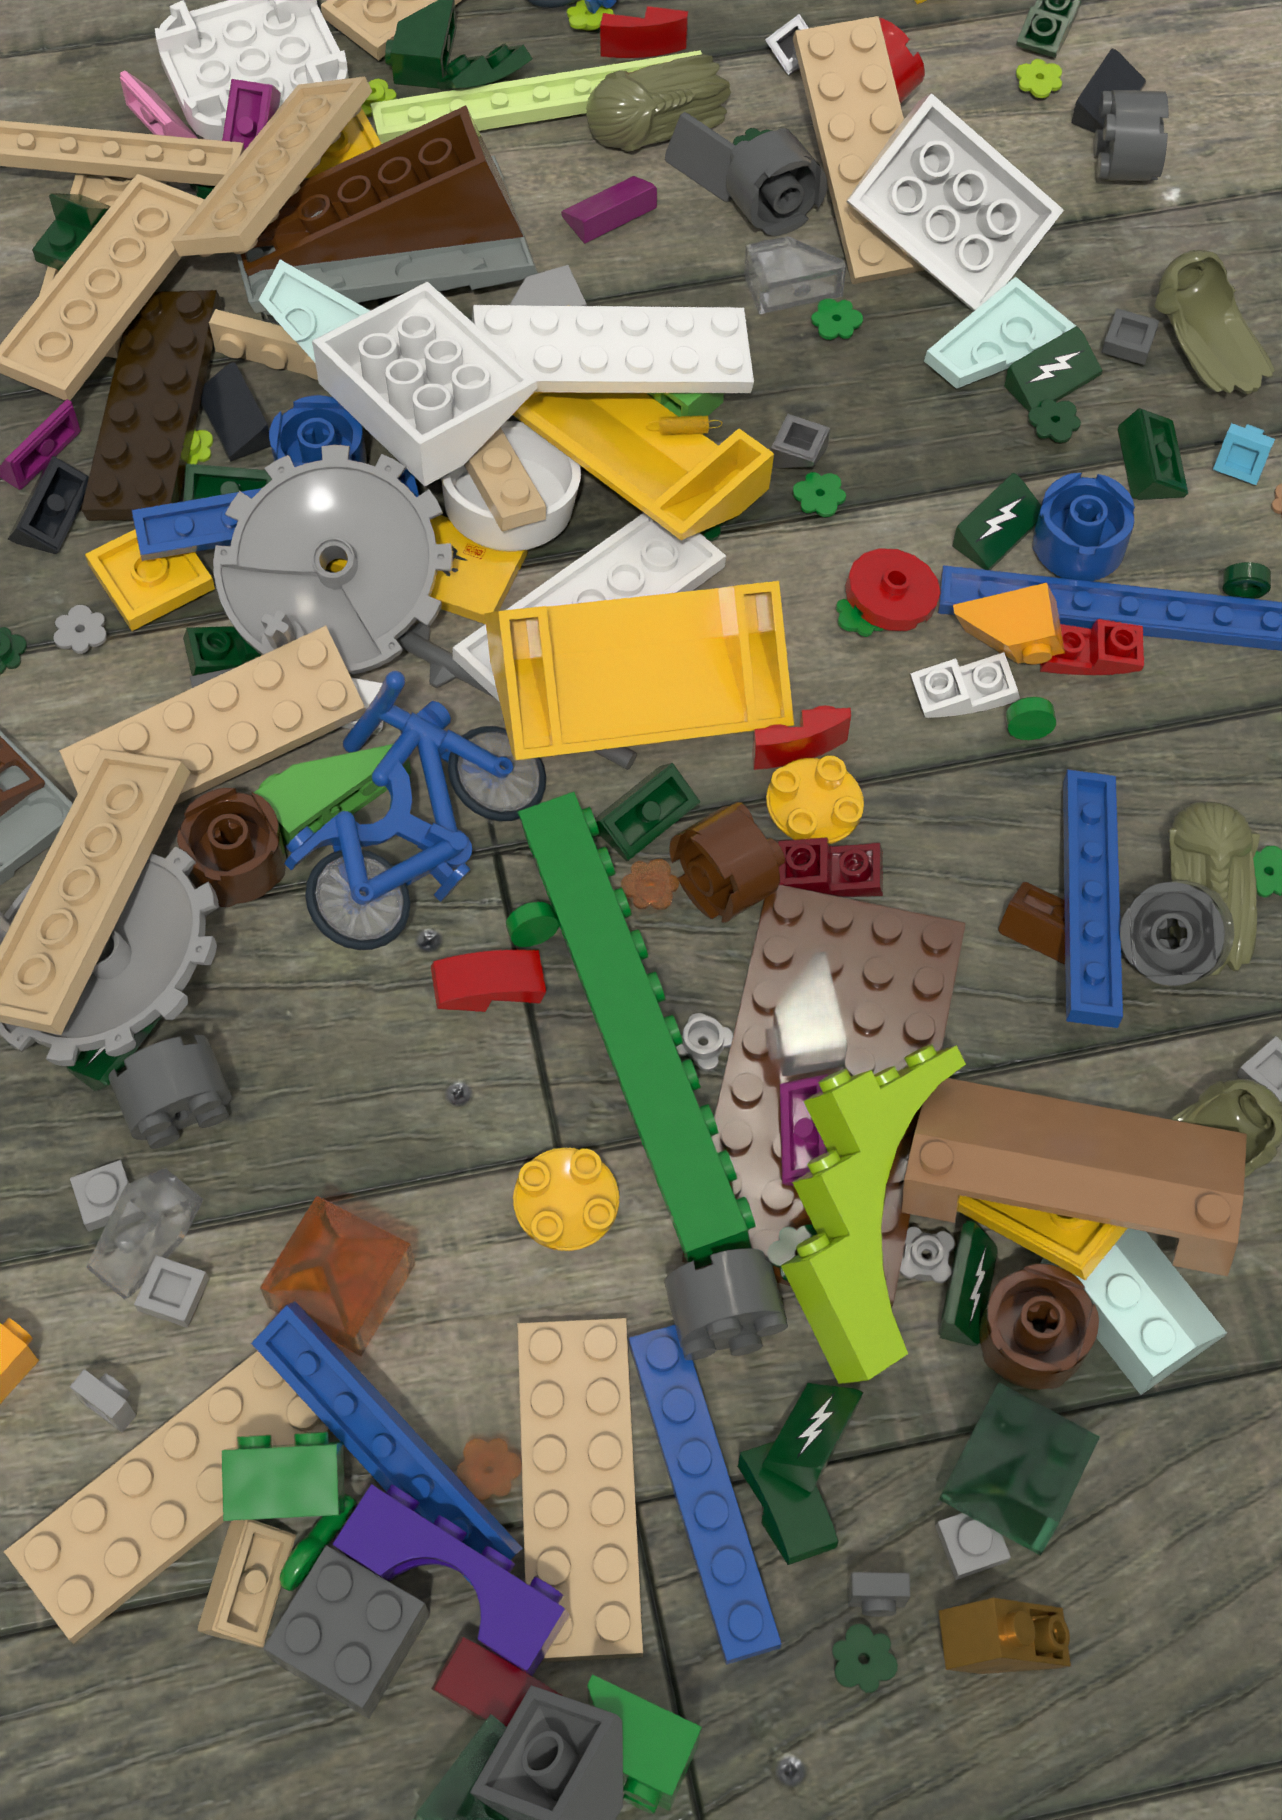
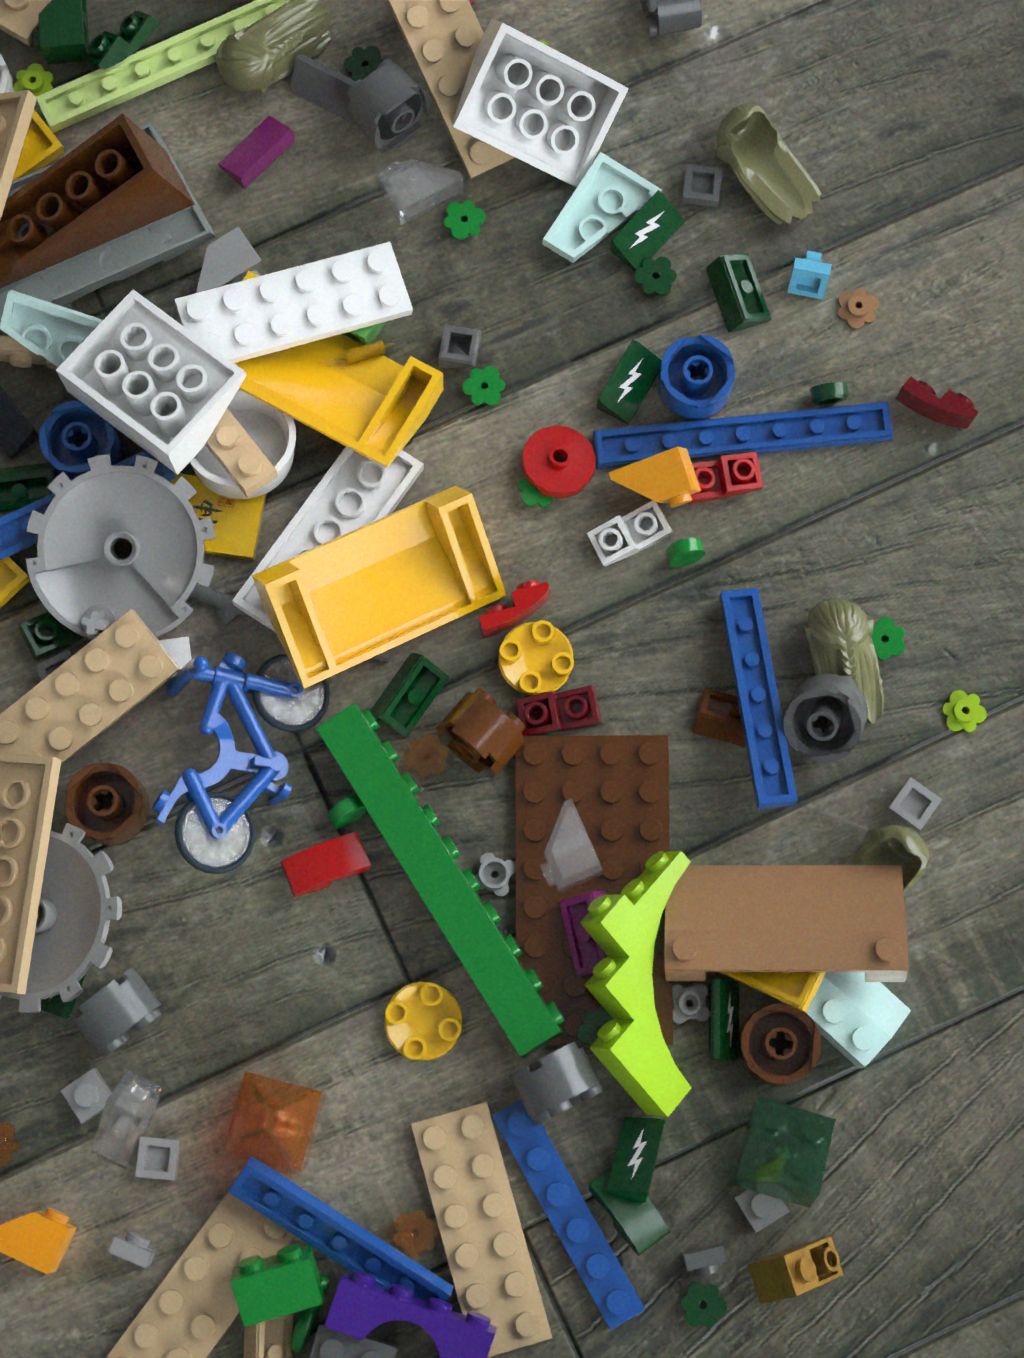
camera: 10 degrees left, 15 degrees up
(322, 788) = (160, 743): bright green slope -> none

